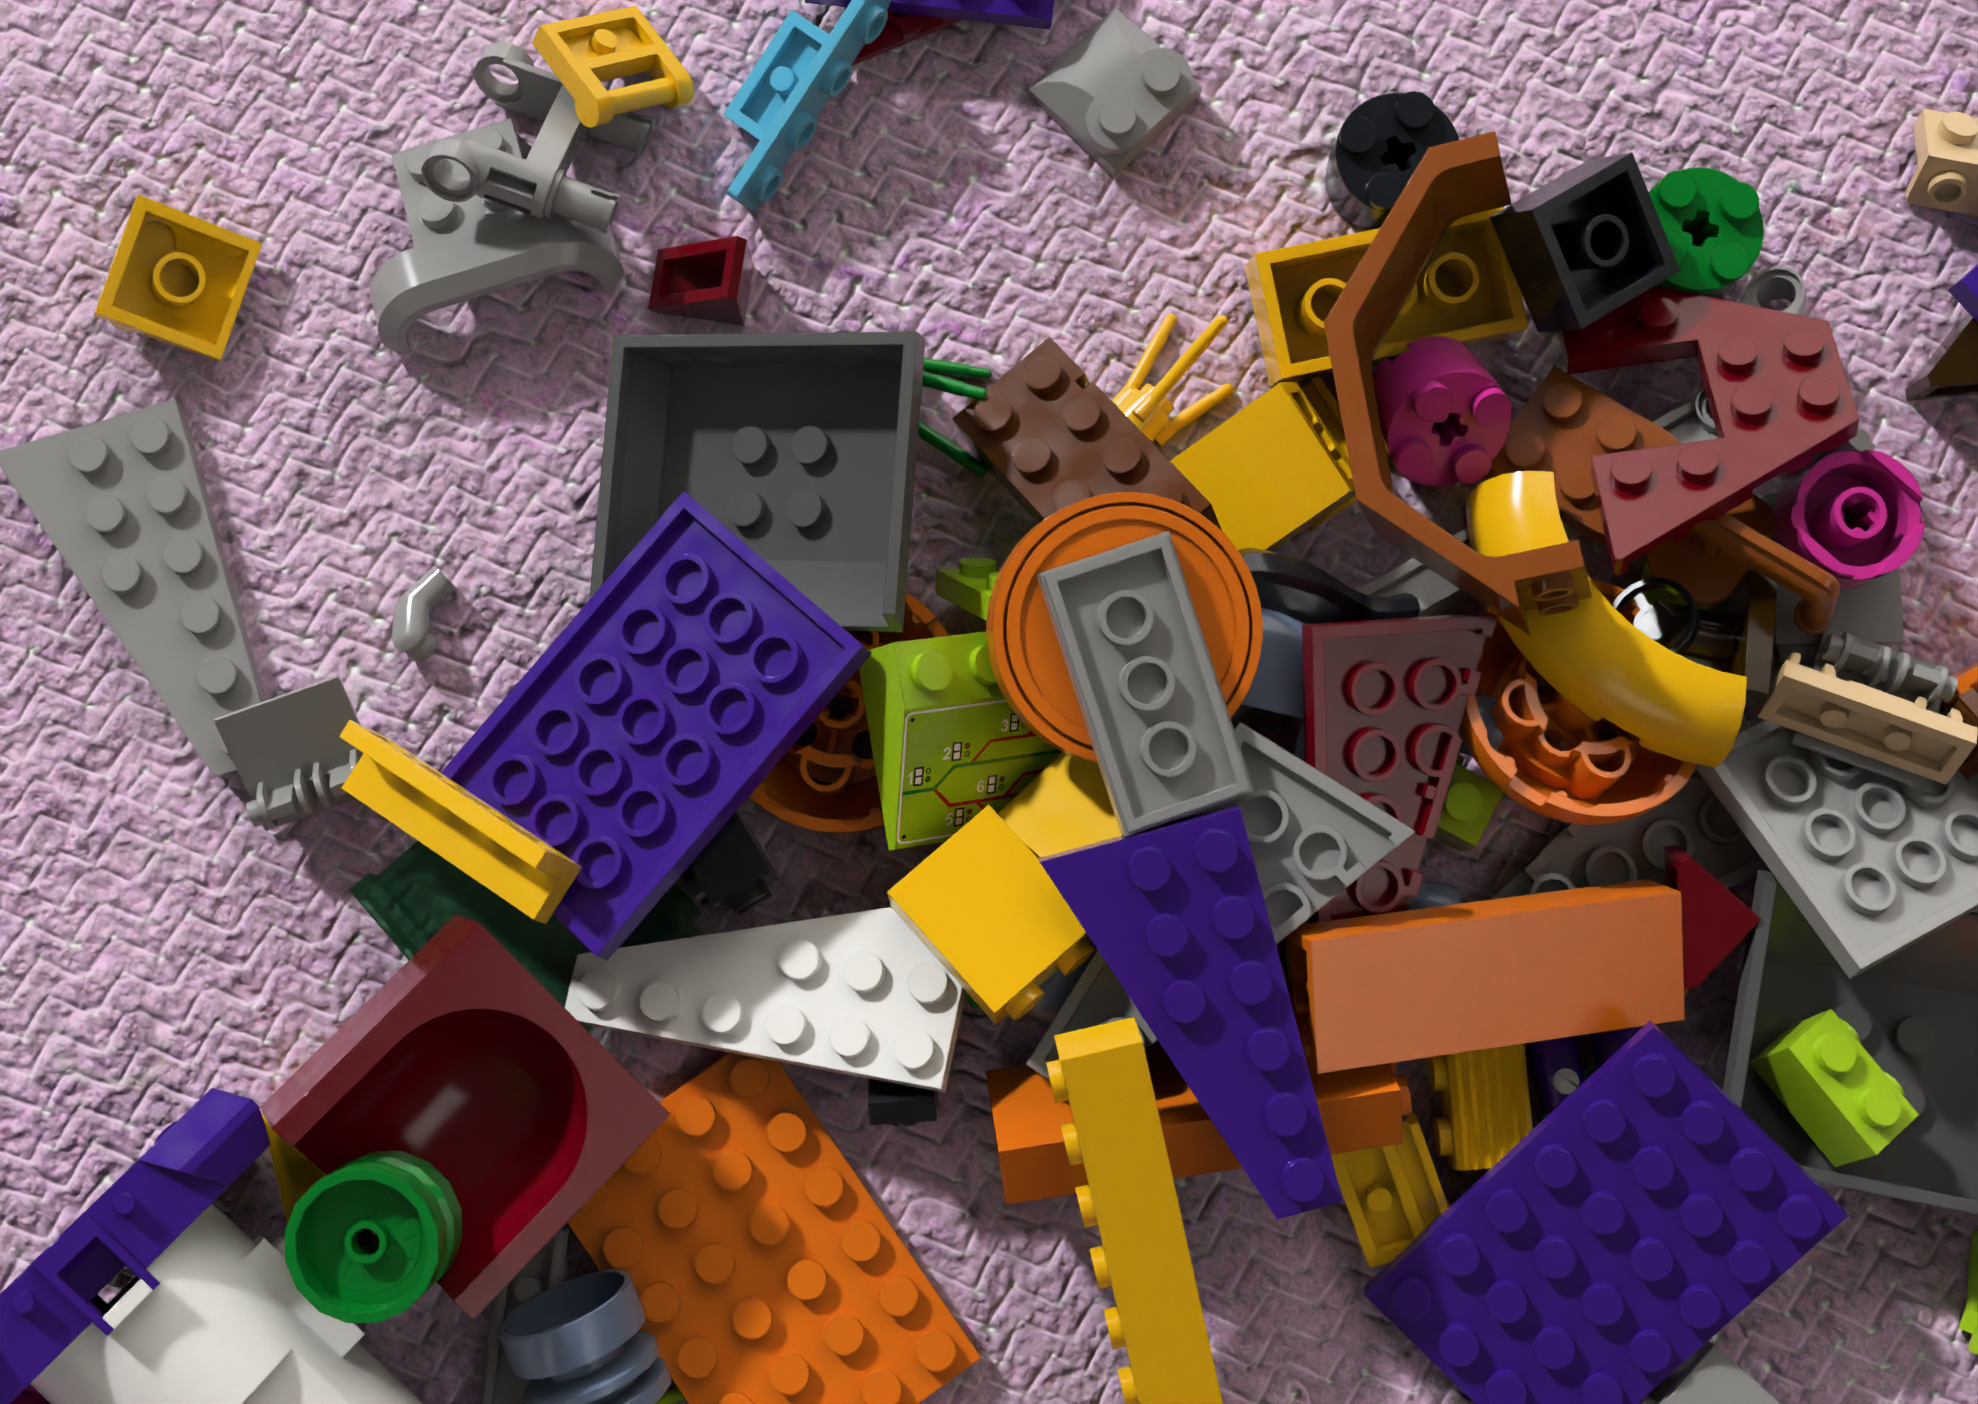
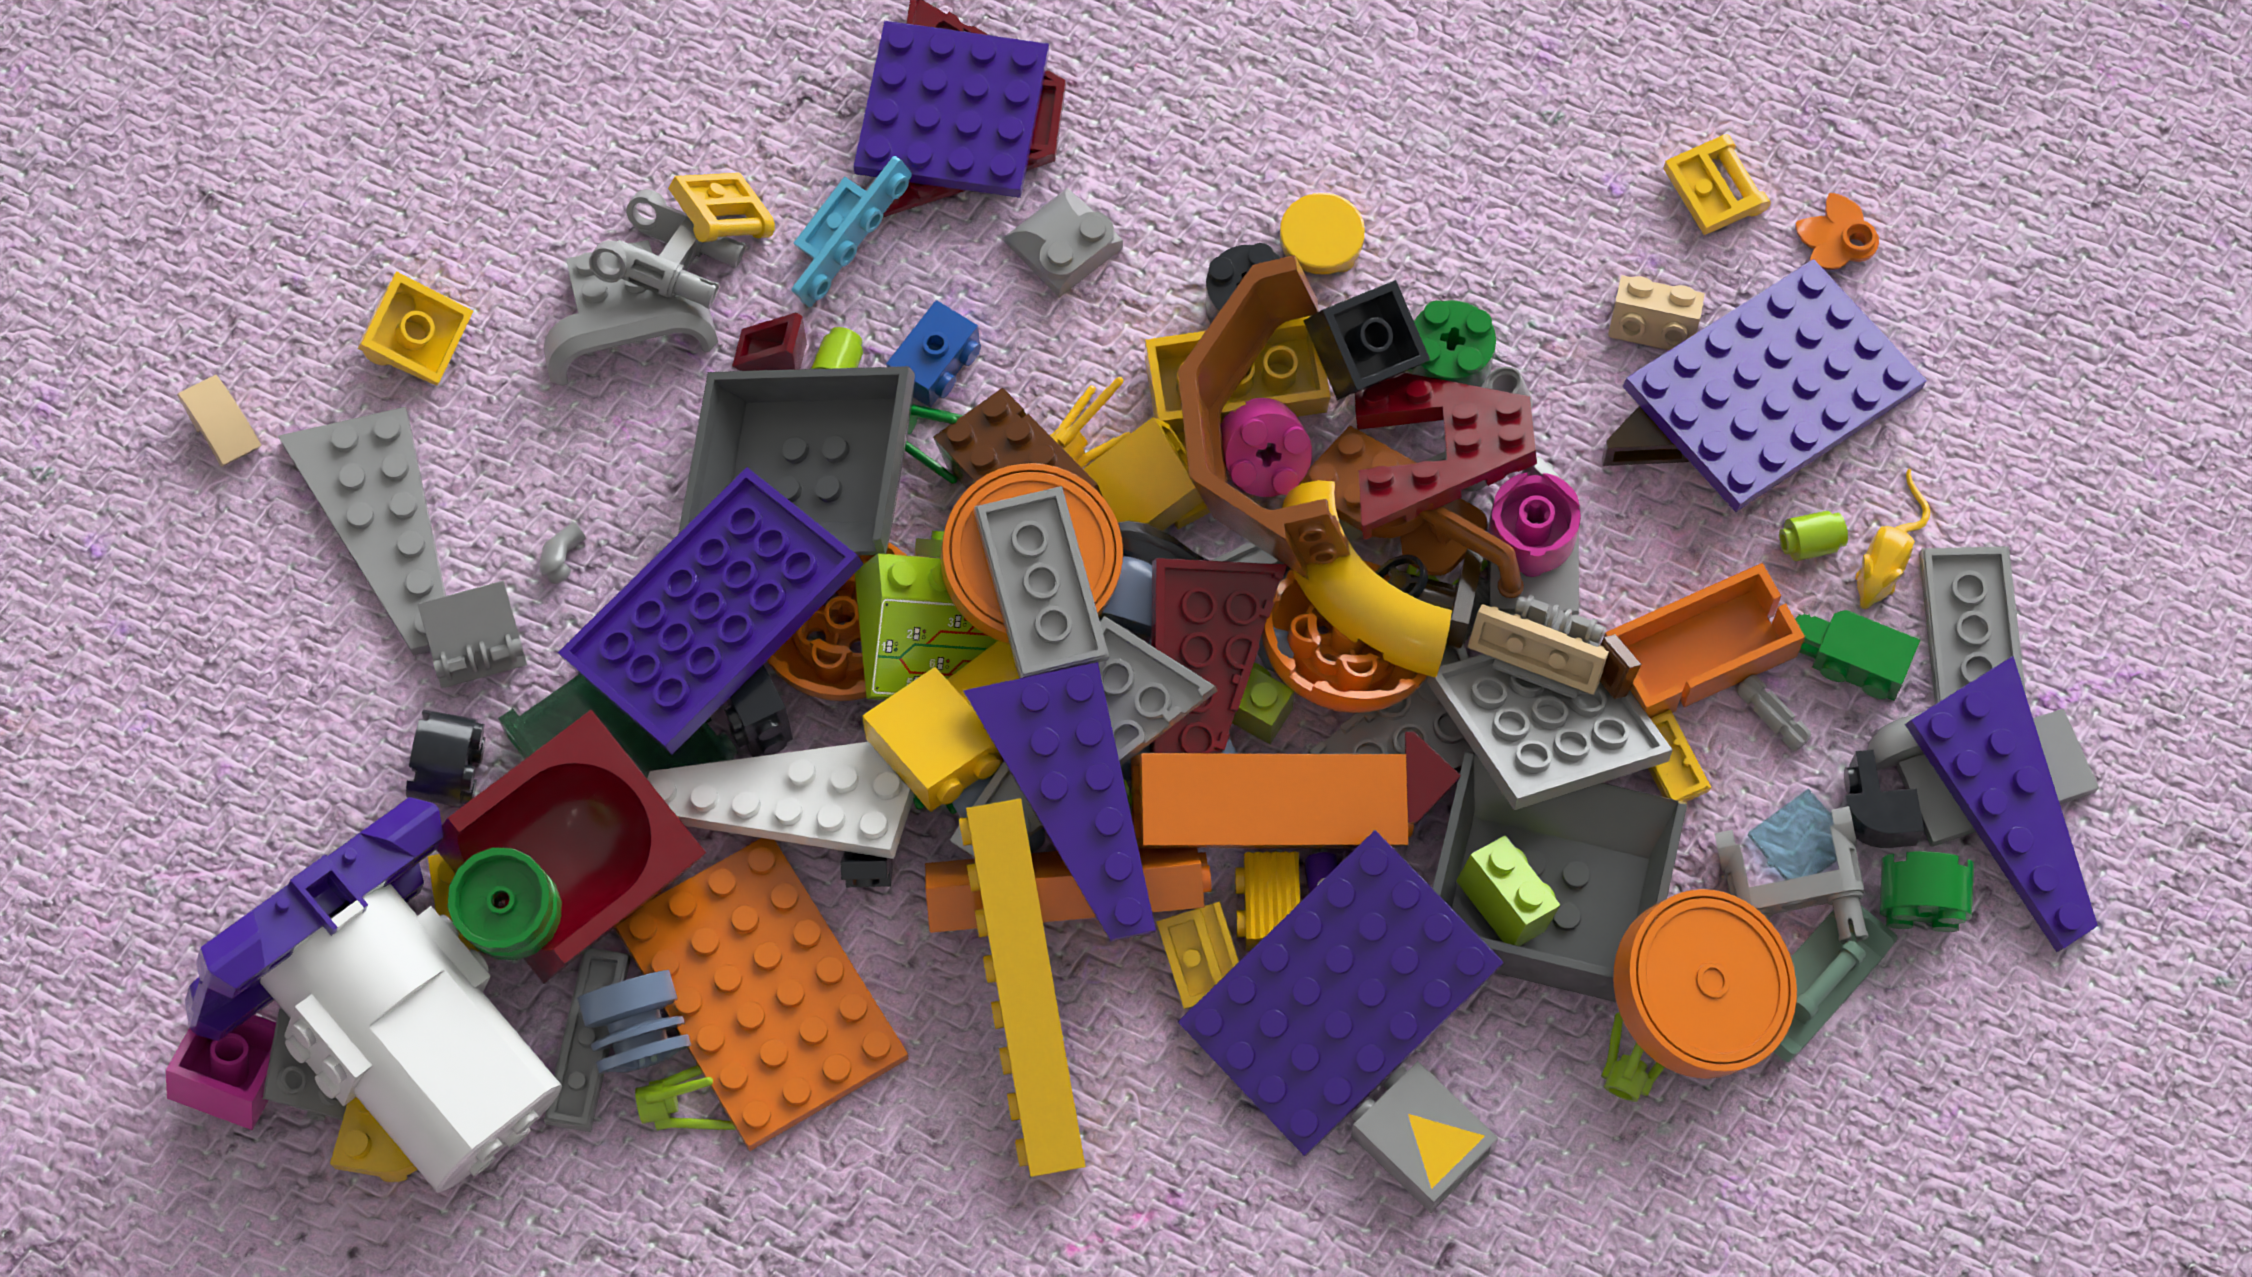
camera: 10 degrees right, 15 degrees down
(275, 954) = (444, 758): none -> black brick
(458, 825) = (578, 665): yellow fence -> none
(801, 292) = (839, 350): none -> lime brick
(943, 279) = (937, 351): none -> blue brick
(1490, 64) = (1322, 233): none -> yellow tile

